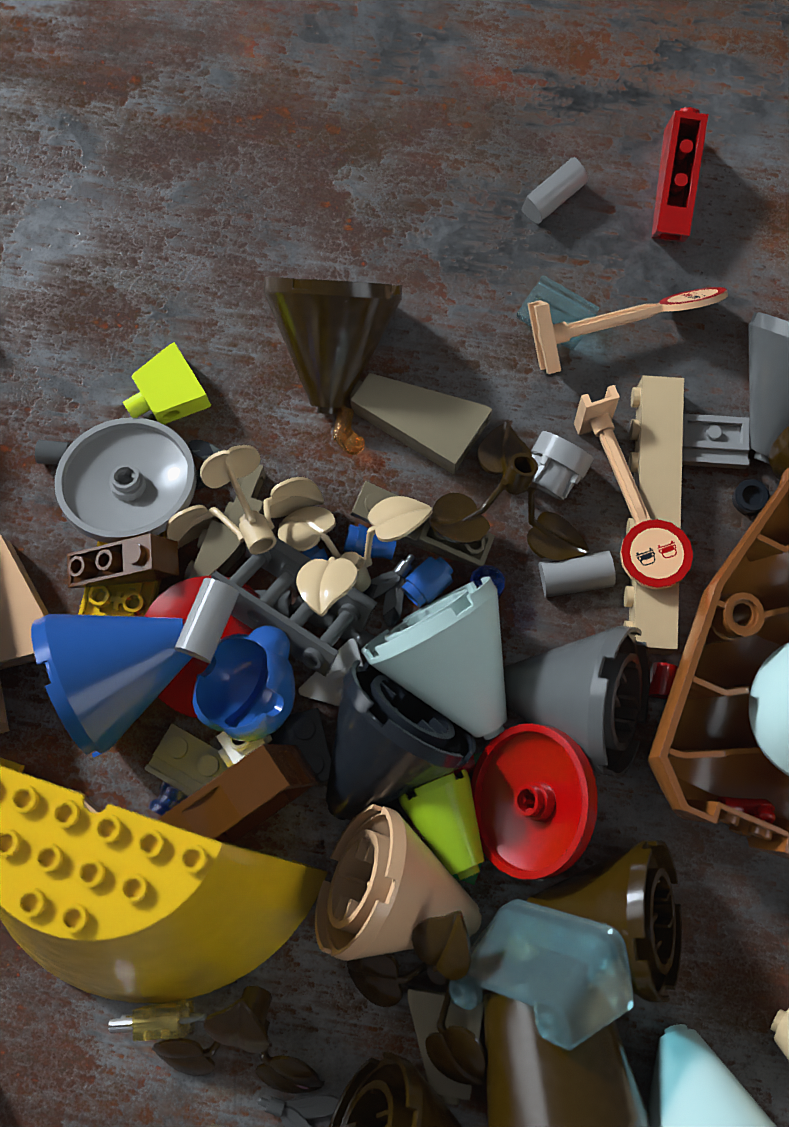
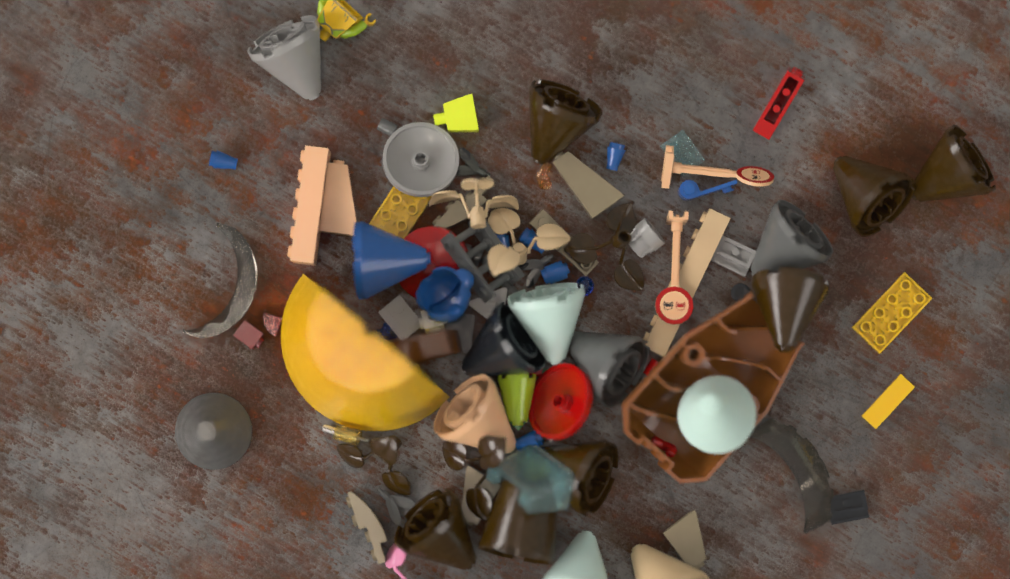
camera: 15 degrees right, 10 degrees up
(124, 562) = (404, 204): reddish brown slope -> none
(207, 619) = (438, 256): light grey brick -> none
(448, 352) = (614, 155): none -> blue cone
(500, 892) = (530, 438): none -> blue cone
(555, 190) = (710, 83): light grey brick -> none
(577, 574) = (633, 298): light grey brick -> none
(599, 362) = (689, 190): none -> blue door

